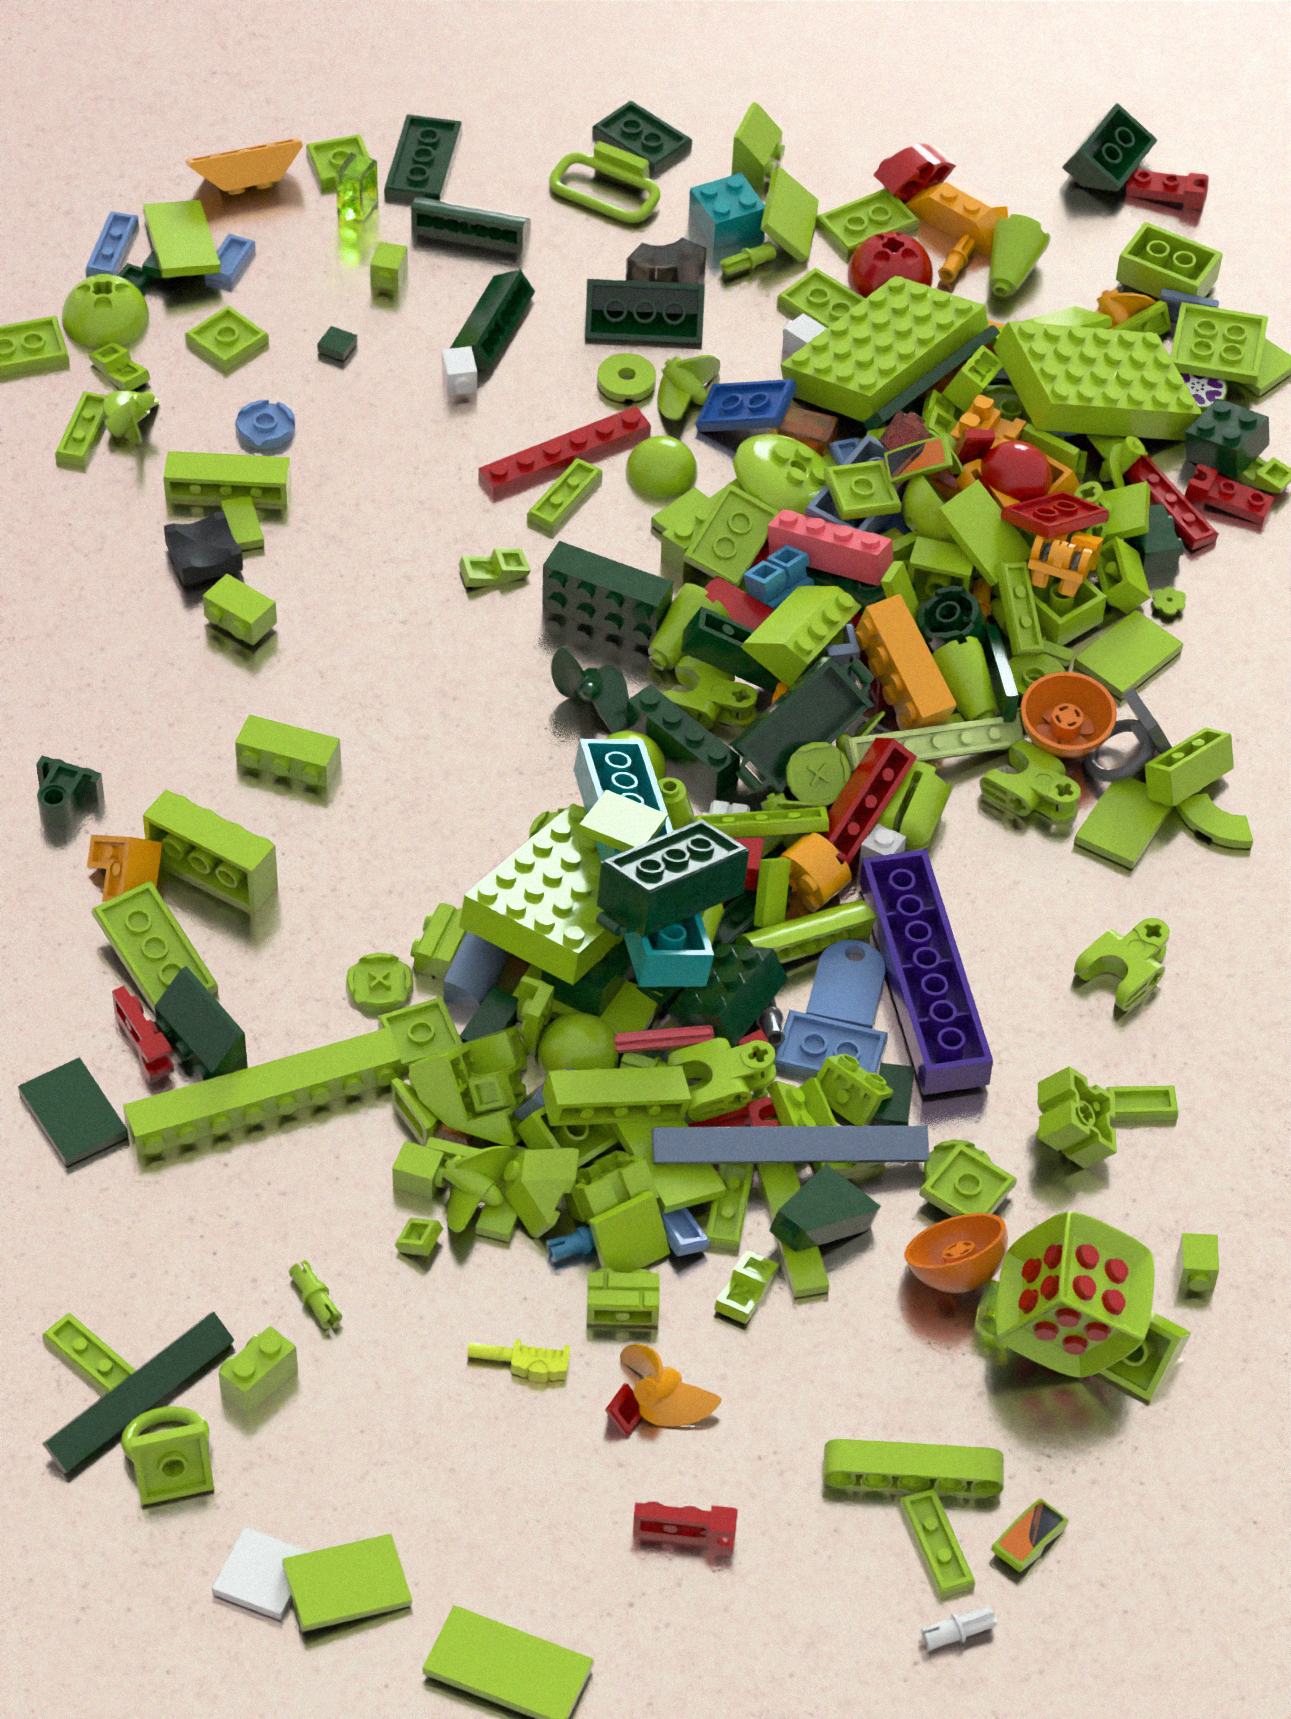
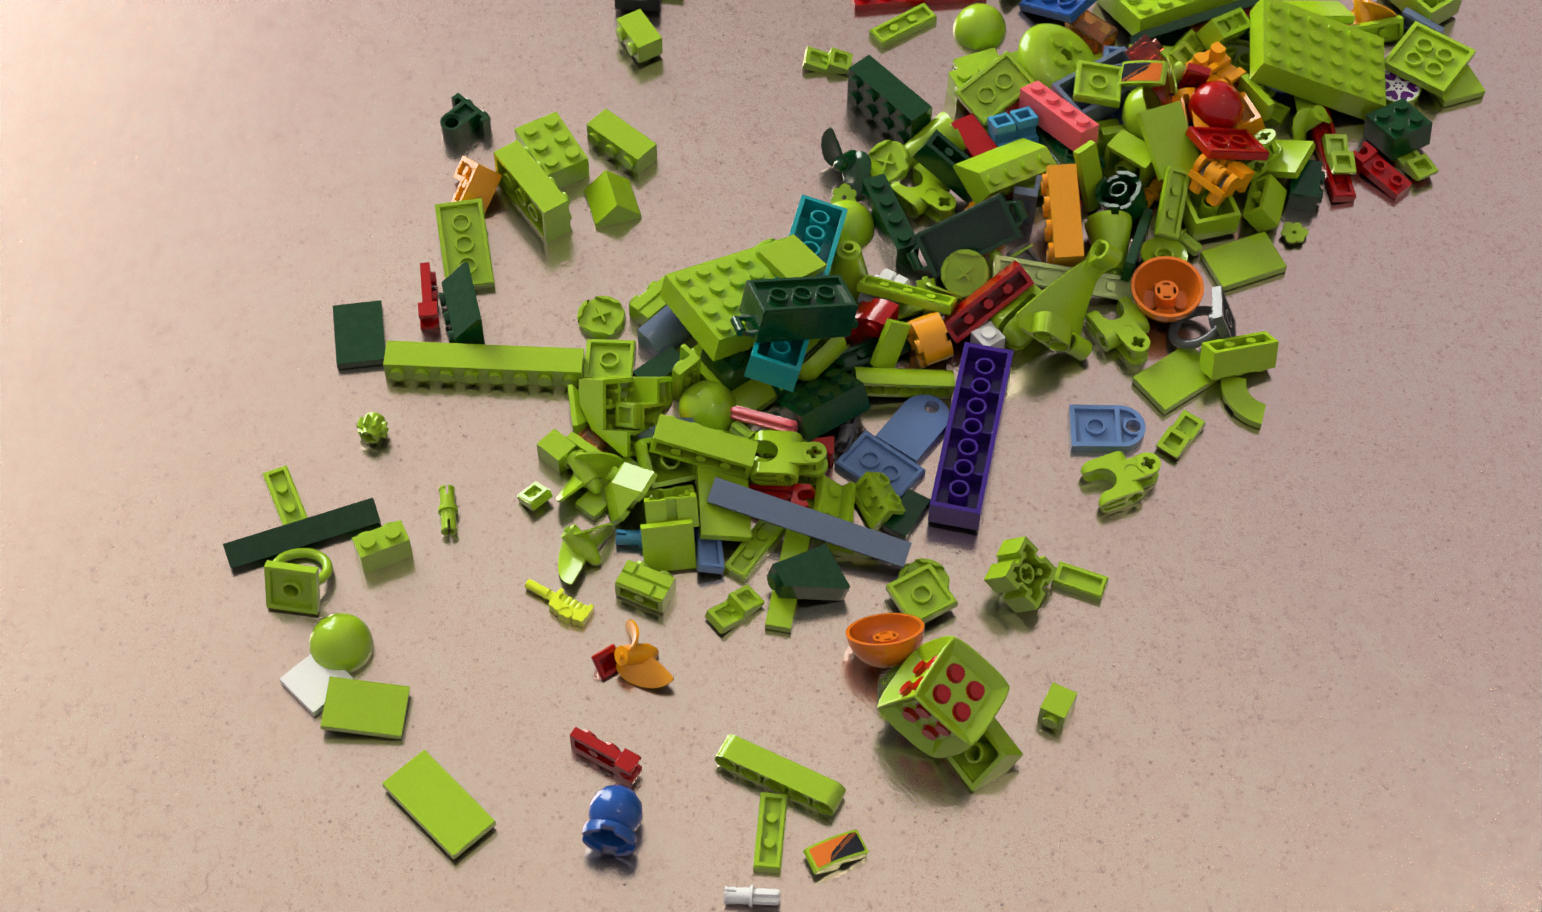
camera: 25 degrees right, 5 degrees up
(160, 1223) = (372, 427): none -> lime gear
(207, 783) = (555, 149): none -> lime brick
(268, 1511) = (341, 642): none -> lime piece
(312, 831) = (611, 200): none -> lime slope
(511, 1283) = (581, 547): none -> lime piece
(605, 722) = (844, 190): none -> lime plant
(645, 664) = (890, 159): none -> lime tile
(746, 1600) = (613, 820): none -> blue tile
(952, 781) = (1059, 310): none -> lime panel
(1072, 909) = (1104, 428): none -> medium blue tile
(1166, 885) = (1181, 434): none -> lime slope
(1174, 491) = (1338, 155): none -> lime slope

